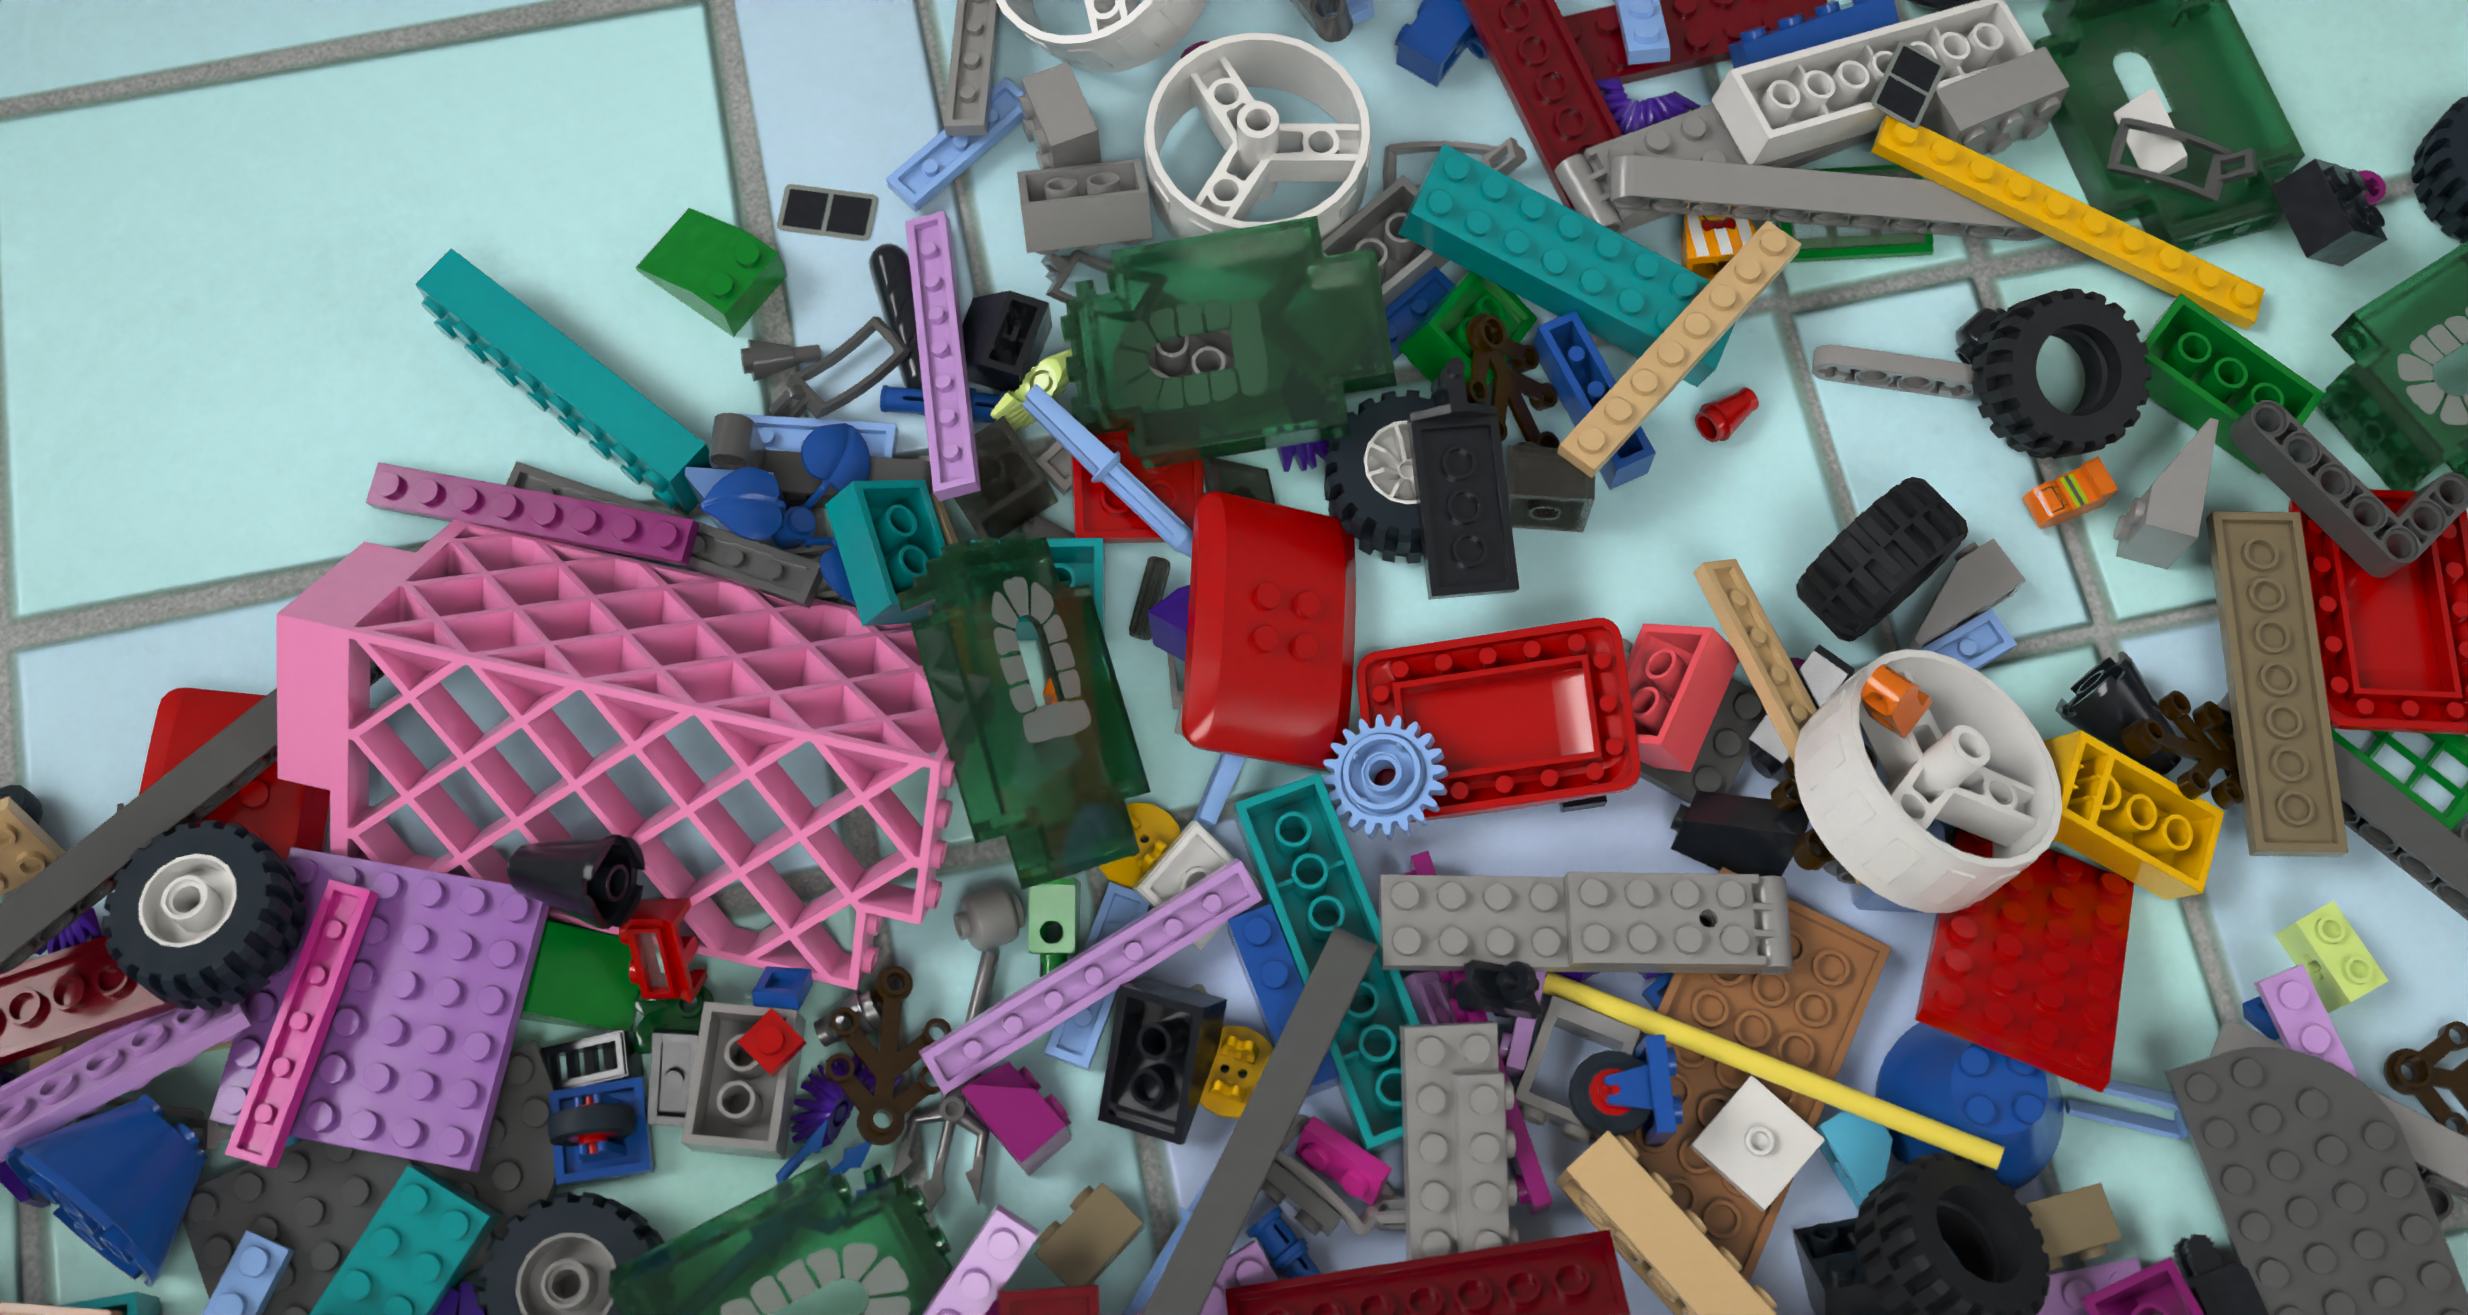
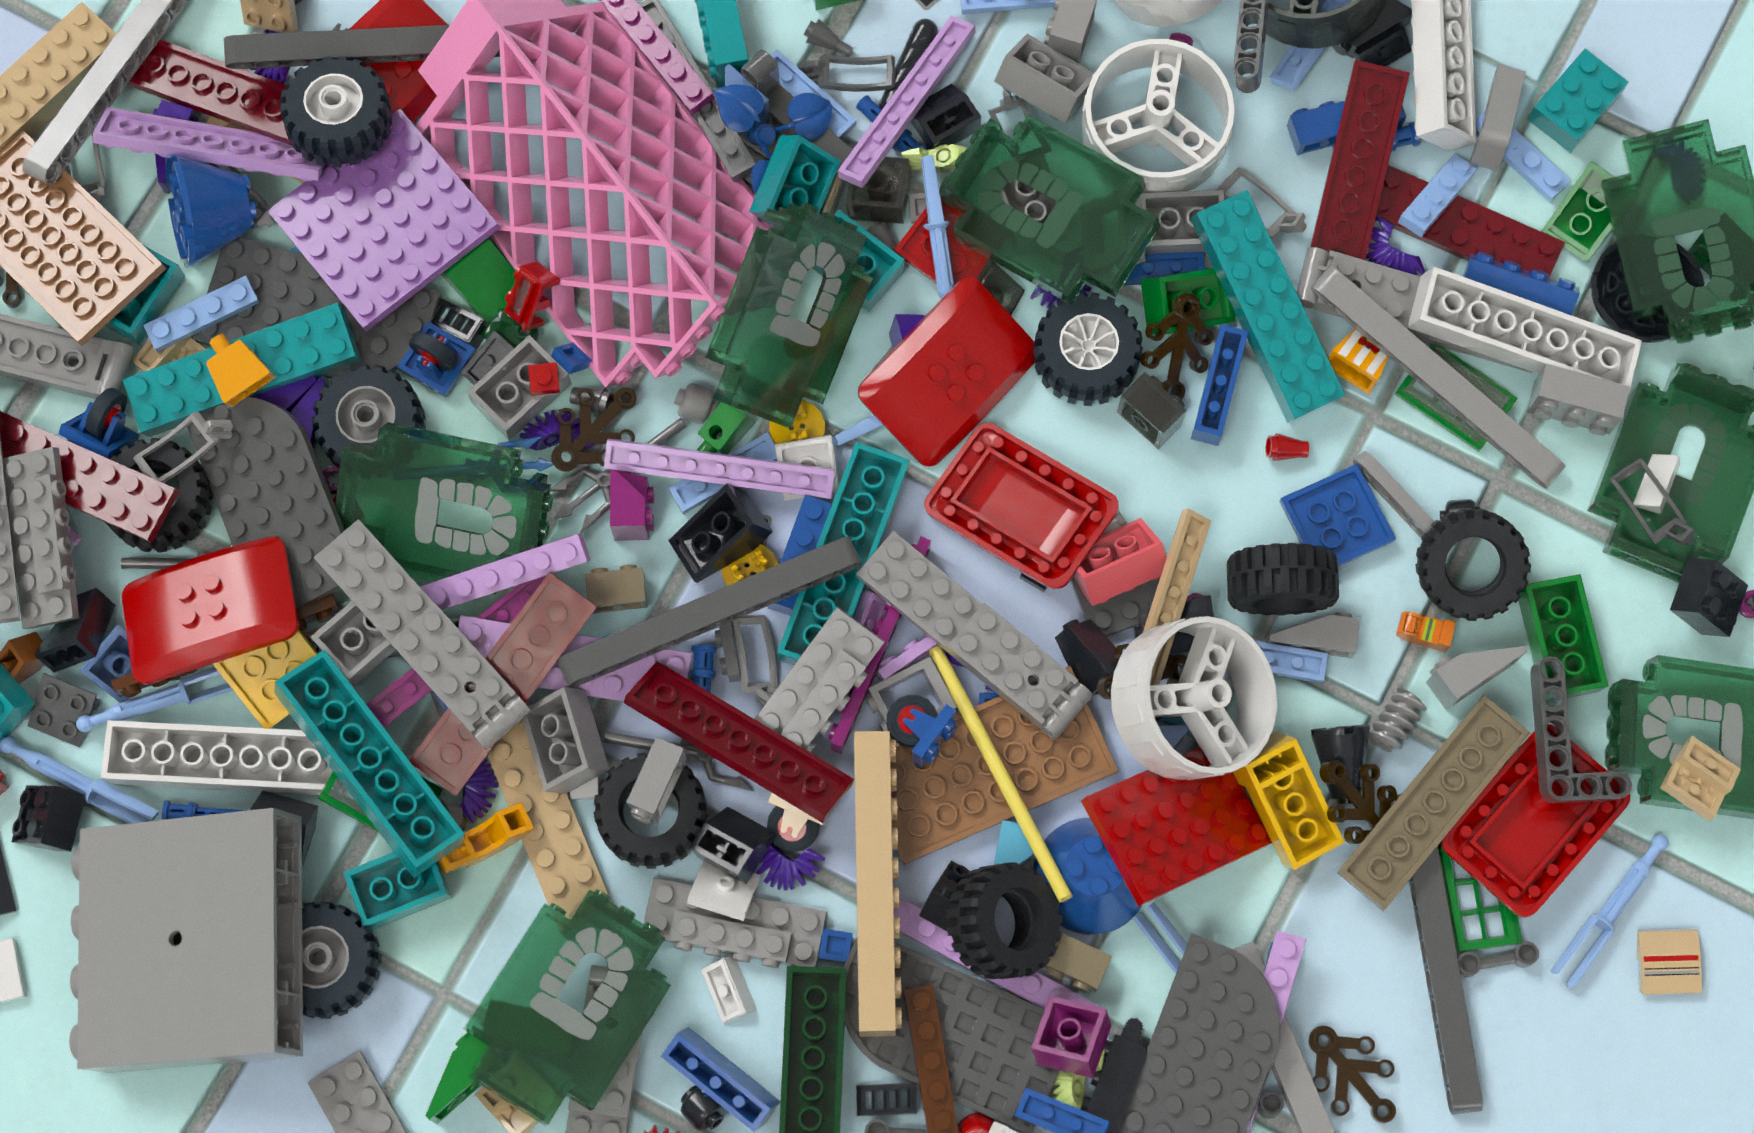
camera: 40 degrees right, 5 degrees up
(301, 1024) = (341, 198): dark pink plate -> none
(582, 877) = (518, 230): black cone -> none
(1149, 594) = (910, 306): clear smoke axle -> none
(1342, 1161) = (763, 651): dark pink plate -> none
(1403, 797) = (937, 471): light blue gear -> none
(1461, 493) = (1096, 378): black hinge -> none
(1499, 989) = (902, 630): black hips -> none
(1678, 349) = (1280, 392): tan plate -> none
(1757, 1143) = (965, 803): white plate -> none
(1854, 444) = (1339, 515): none -> blue plate
(1894, 700) = (1202, 644): orange leg -> none
(1908, 84) = (1532, 349): black sticker -> none
(2069, 221) = (1560, 490): yellow plate -> none
(2134, 620) = (1396, 719): none -> light grey piece
(2332, 956) = (1335, 955): yellowish green brick -> none

